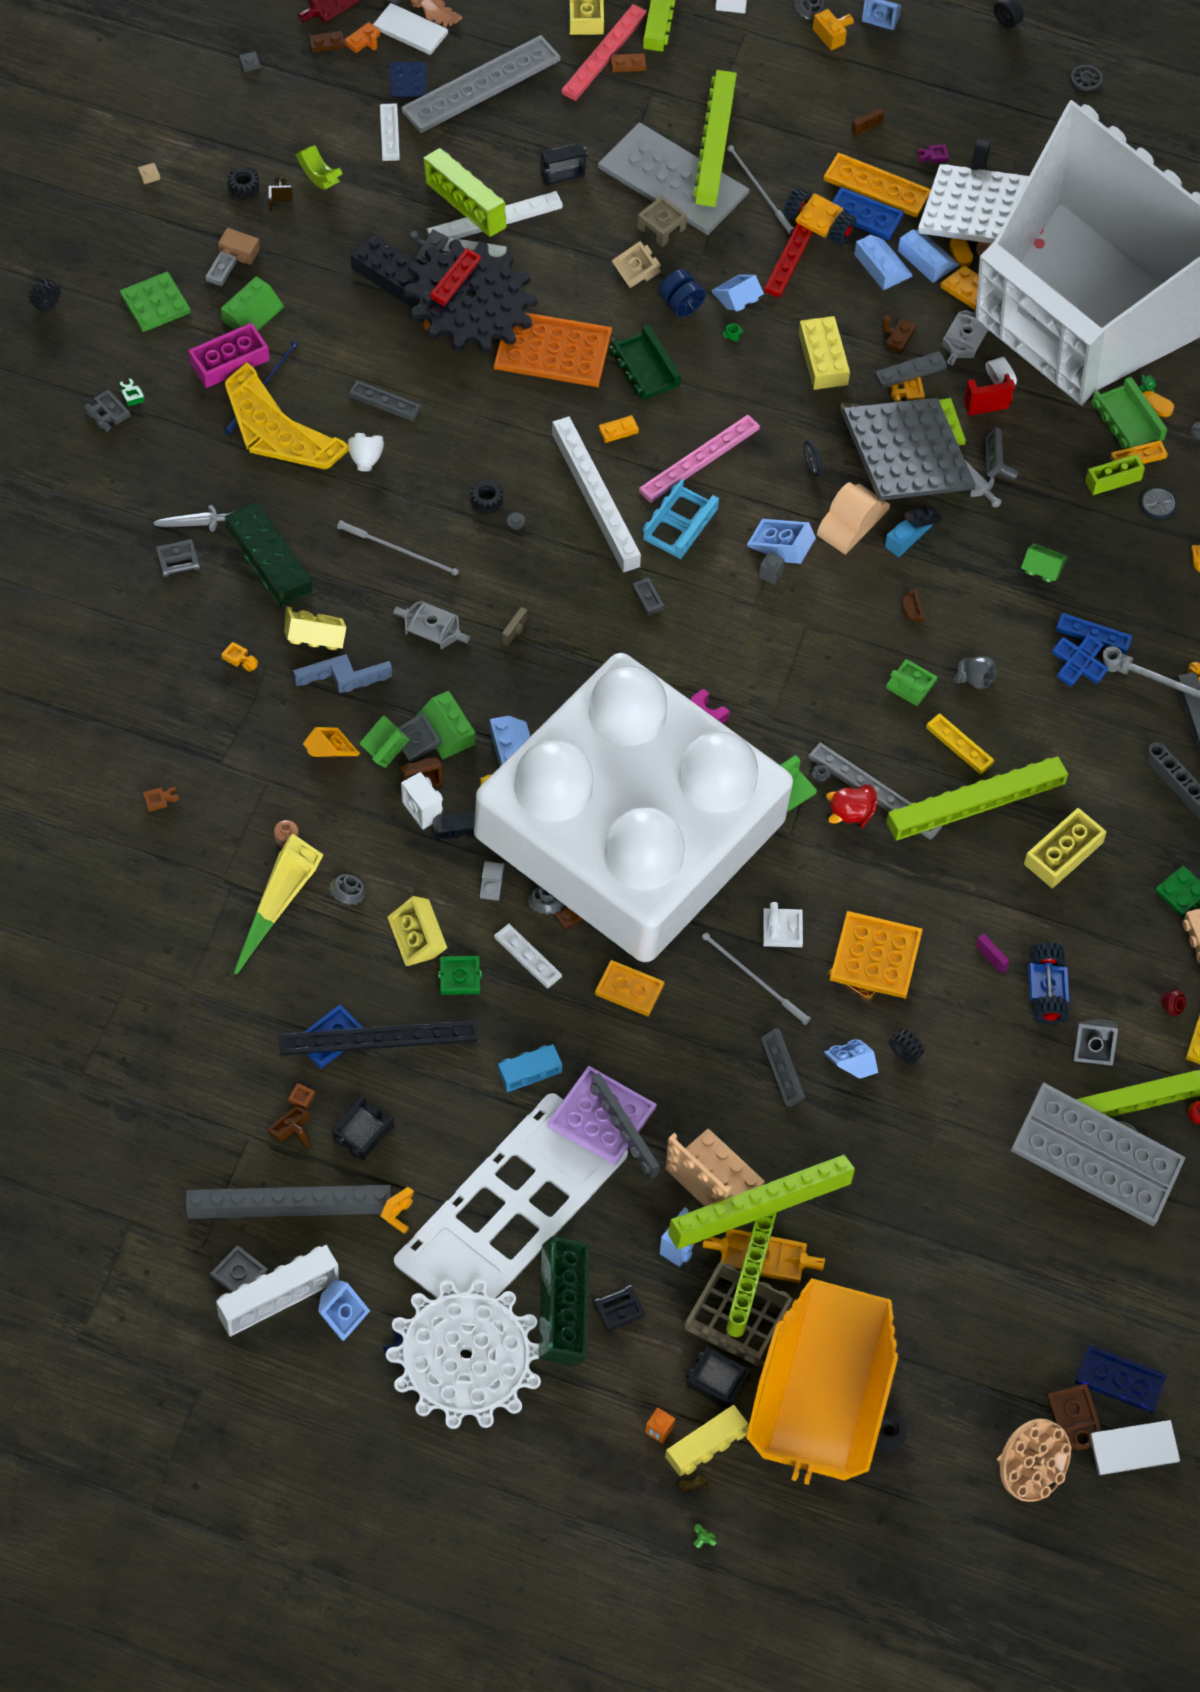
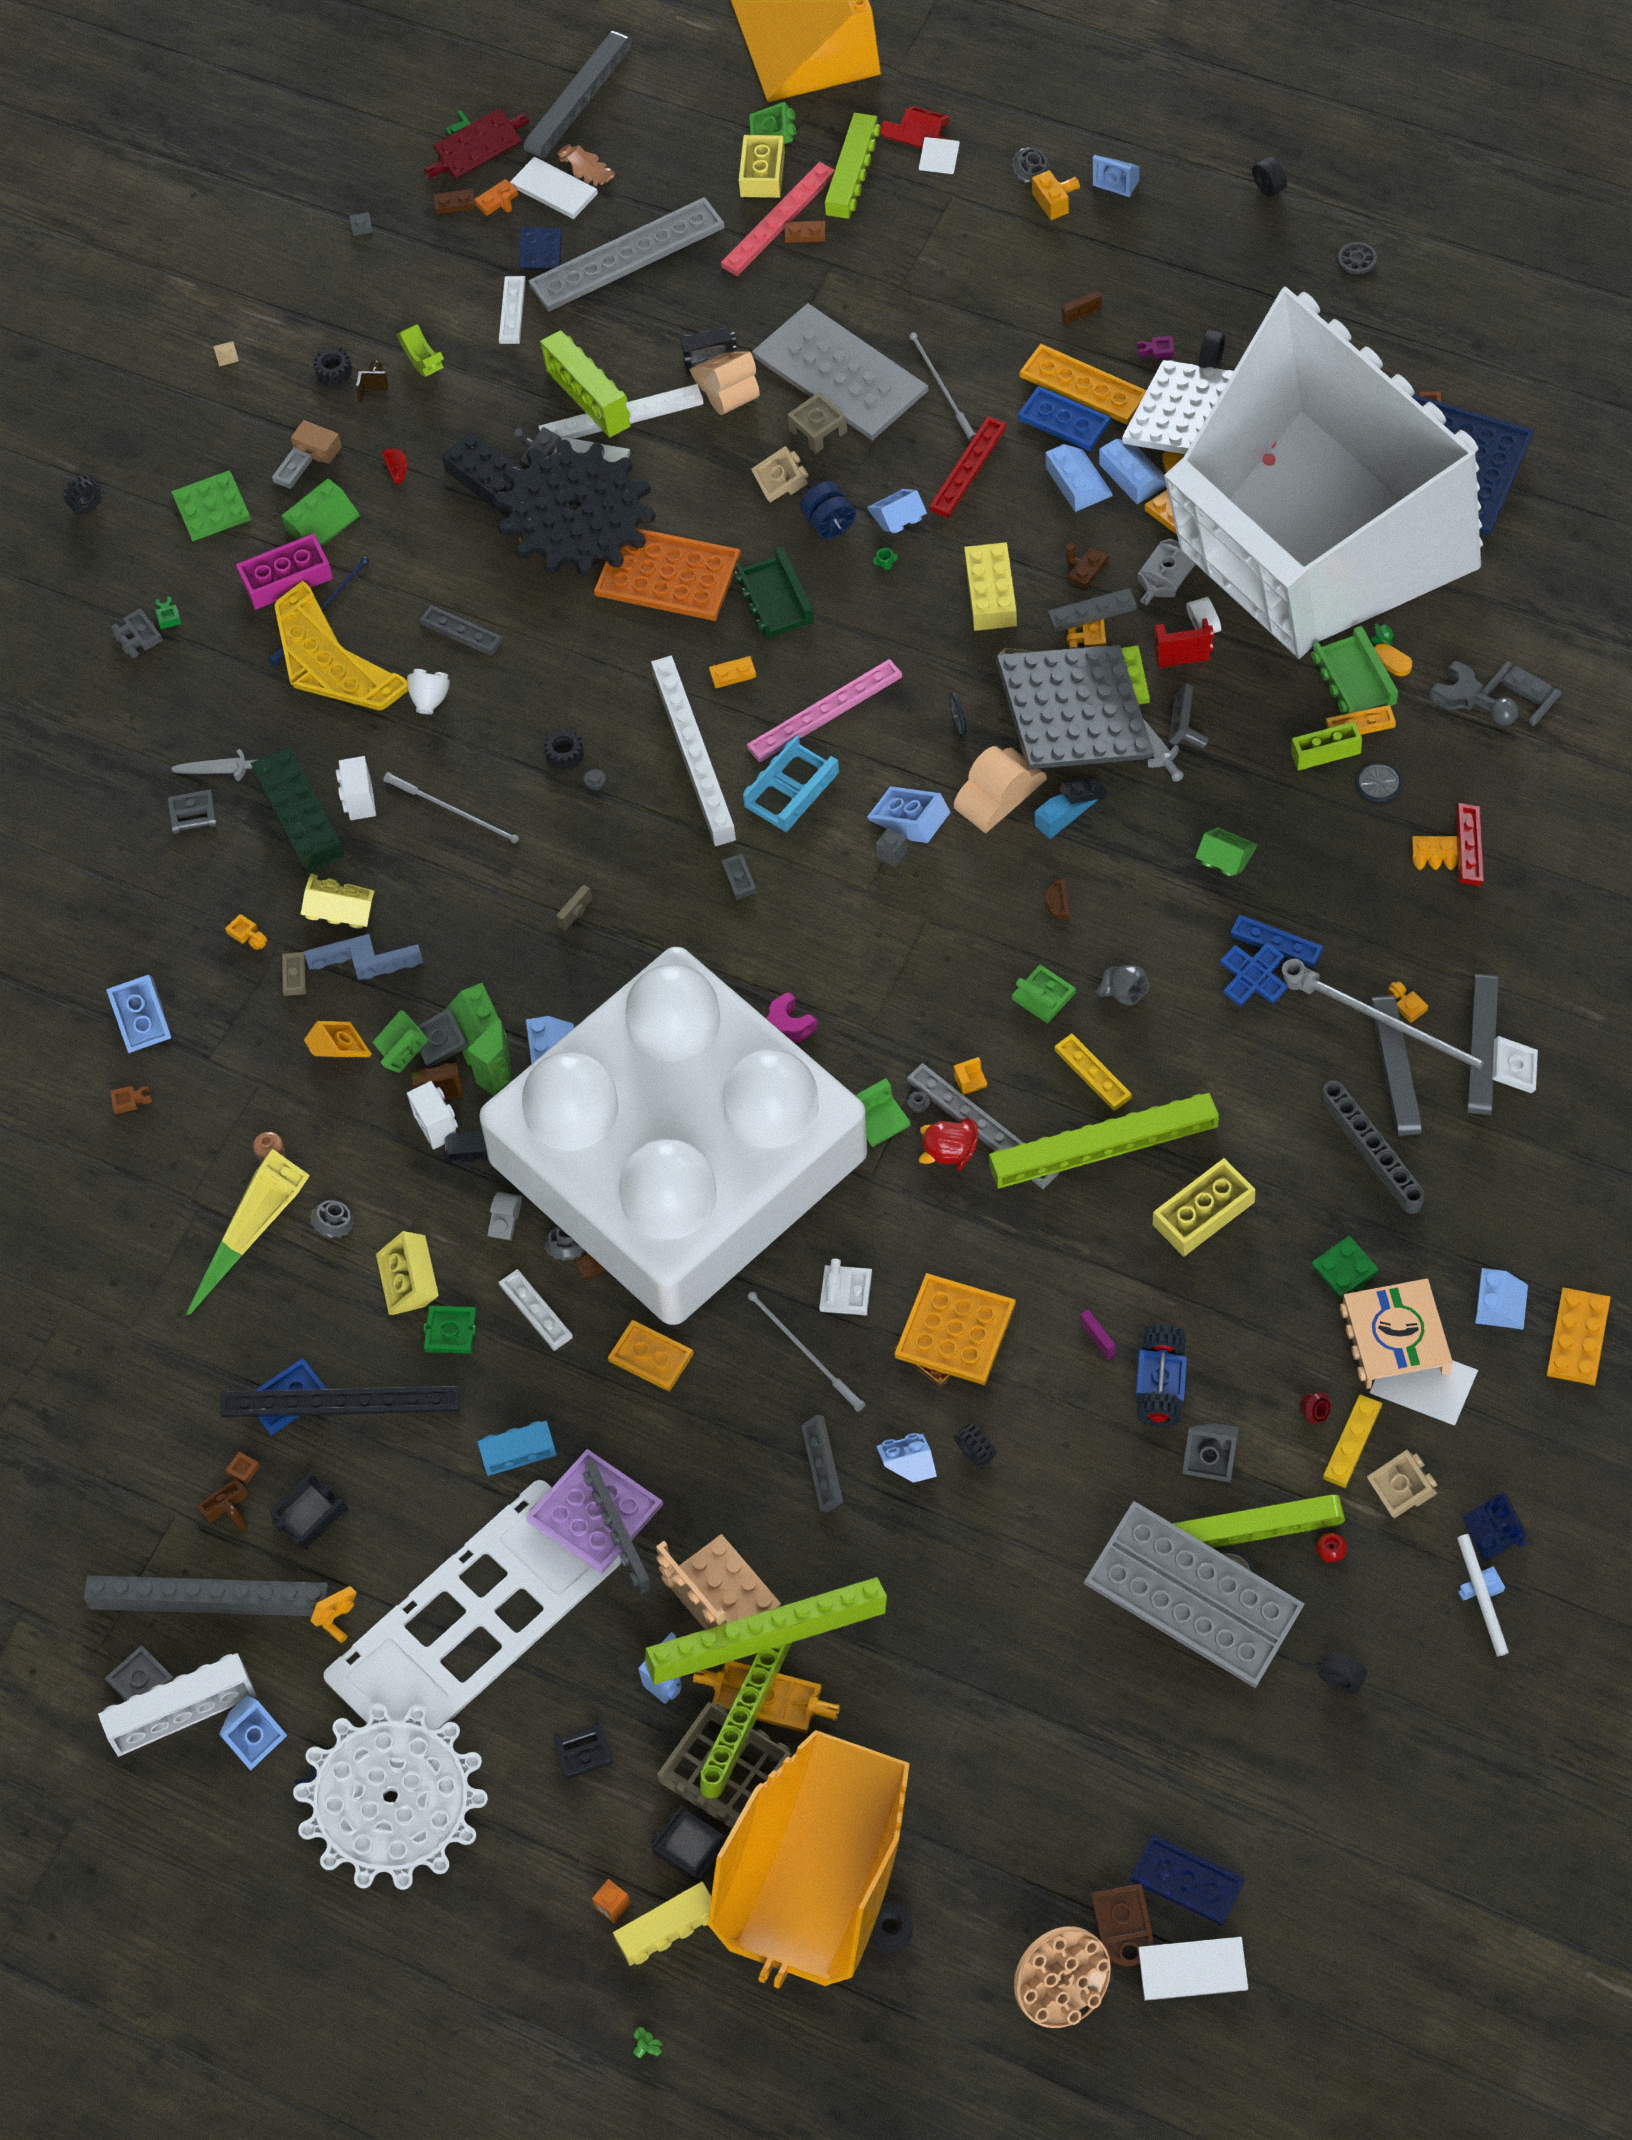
camera: 15 degrees right, 0 degrees up
(158, 727) = (139, 1013): none -> light blue slope
(285, 689) = (294, 973): none -> dark tan plate
(309, 262) = (396, 464): none -> red plate
(317, 534) = (356, 788): none -> white brick
(442, 632) = (489, 911): light grey plate -> none
(455, 277) = (555, 484): red plate -> none
(467, 754) = (491, 1059): none -> bright green slope
(564, 1301) = (515, 1739): clear green brick -> none
(583, 186) = (727, 380): none -> light nougat brick
(685, 1484) = (634, 1976): dark brown piece -> none
(715, 140) = (894, 324): lime brick -> none
(820, 215) = (1006, 420): plate -> none
(859, 751) = (969, 1076): none -> light orange panel

